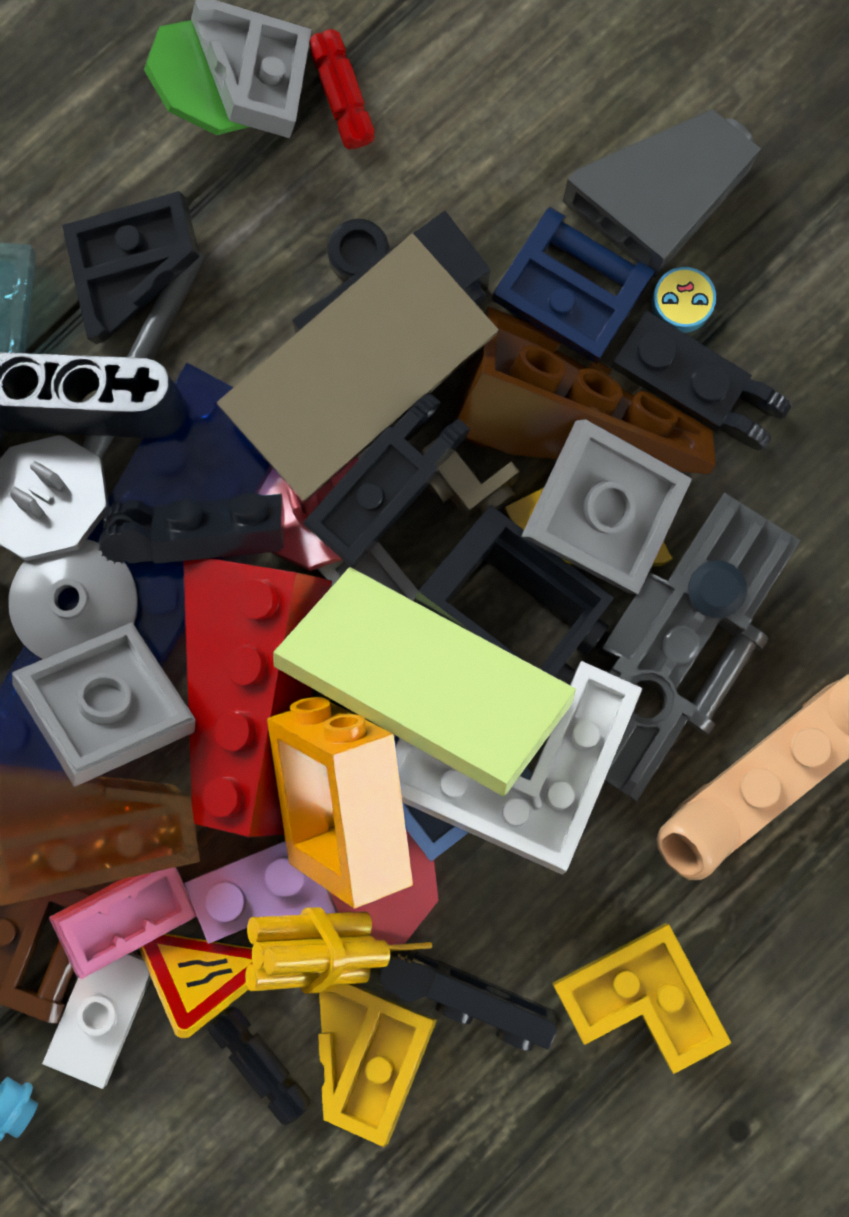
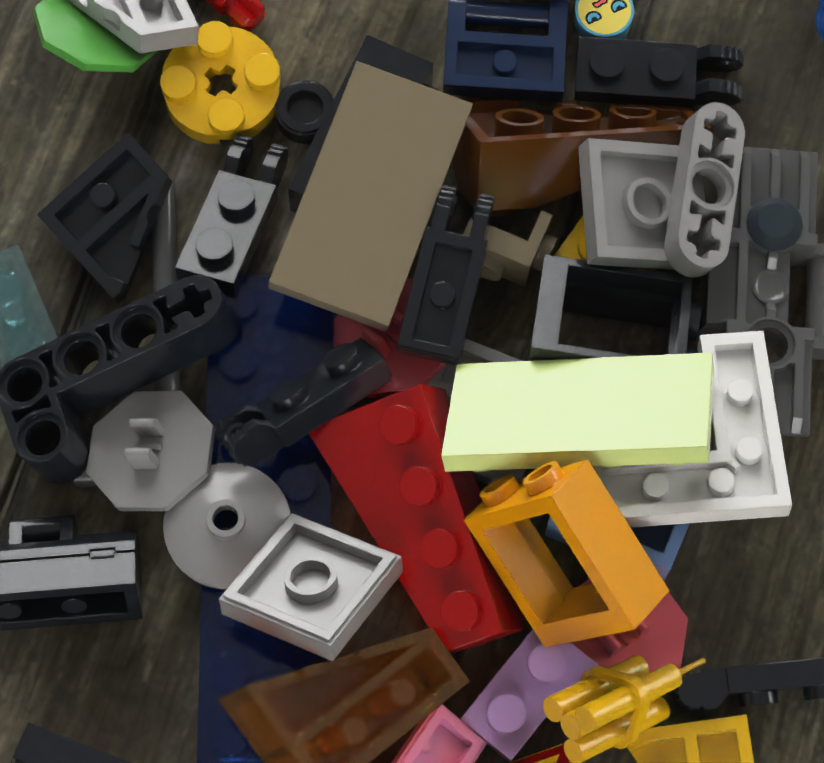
camera: 30 degrees left, 10 degrees down
(234, 319) = (233, 217): none -> hinge
(283, 218) = (226, 115): none -> yellow plate
(685, 476) = (686, 208): none -> light grey beam

